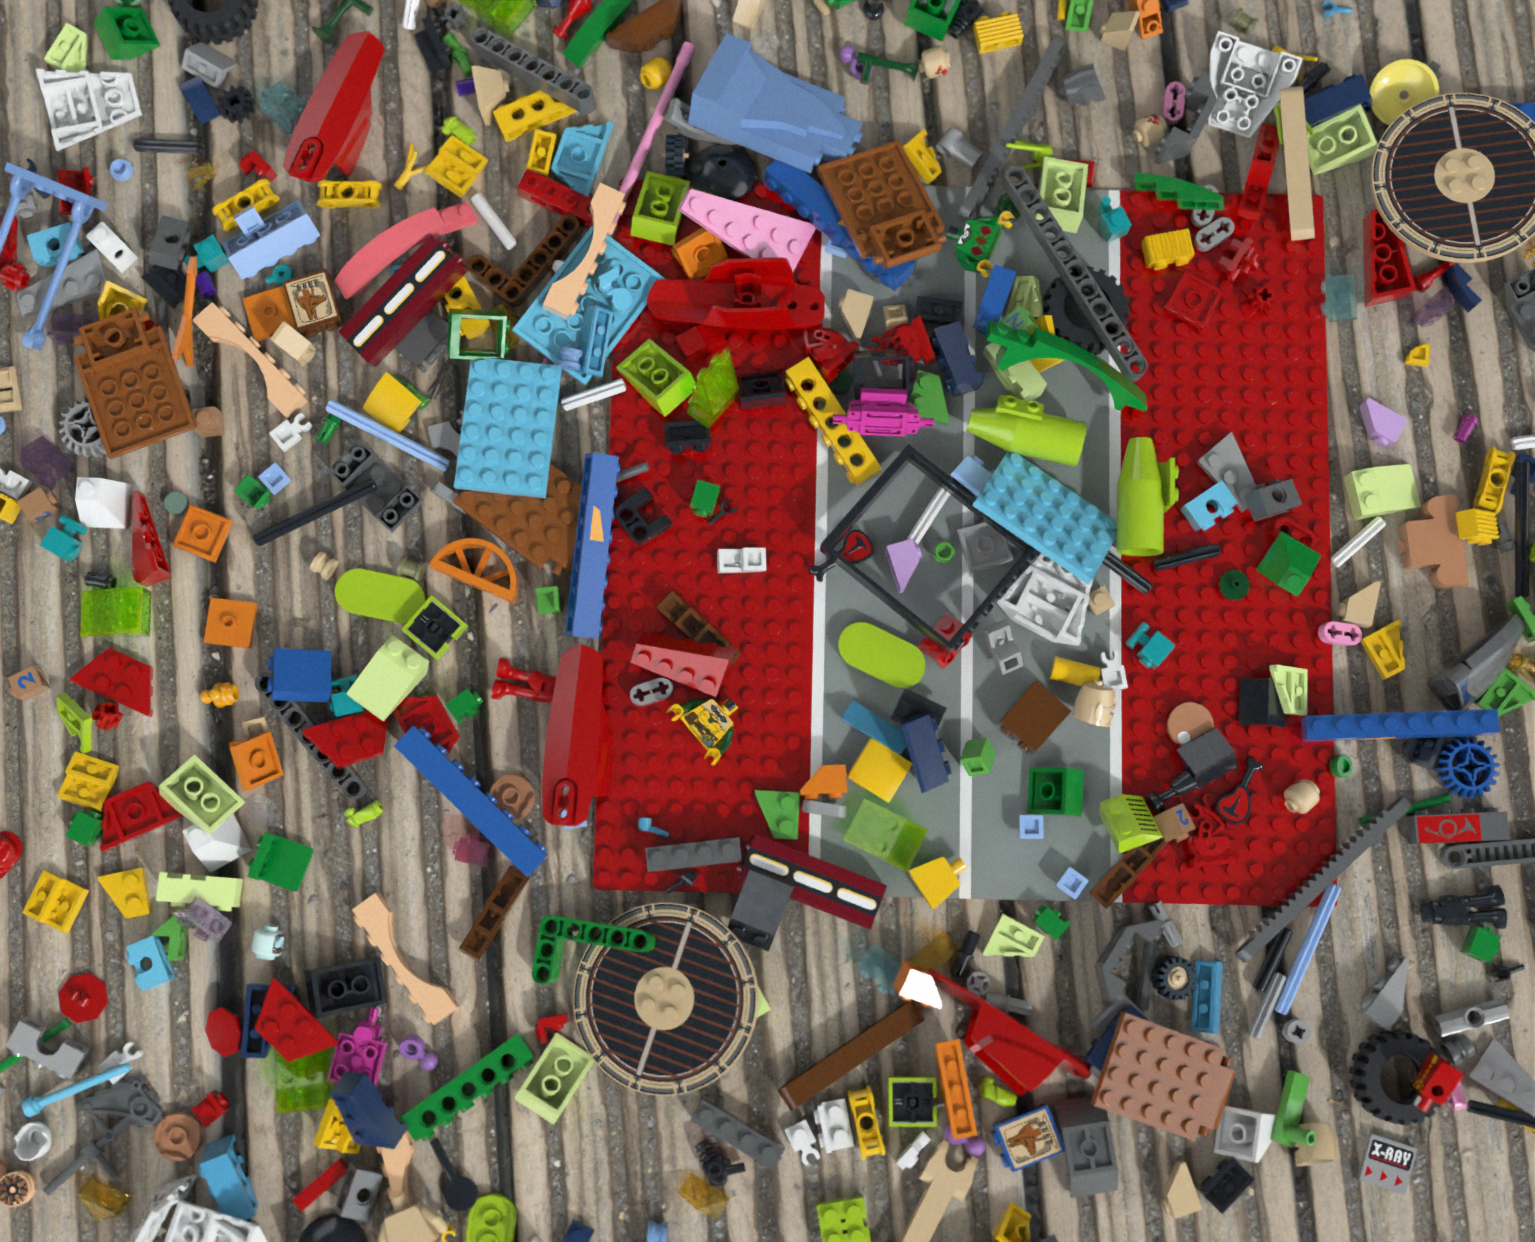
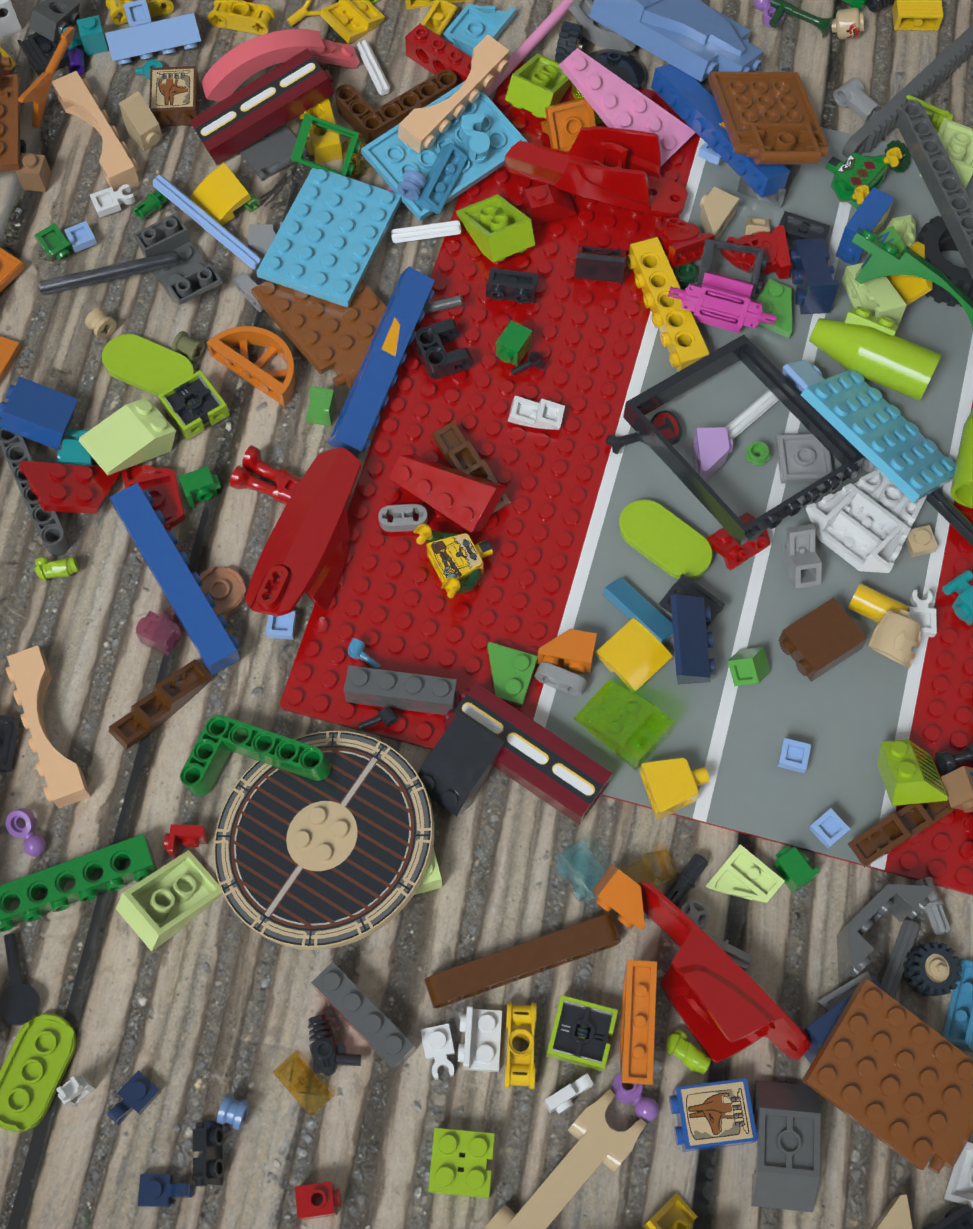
camera: 15 degrees right, 15 degrees down
(267, 312) = (120, 90): orange plate -> none
(713, 390) = (551, 239): clear neon green slope -> none
(922, 157) = (820, 102): yellow wing -> none
(1055, 791) = (832, 723): green slope -> none

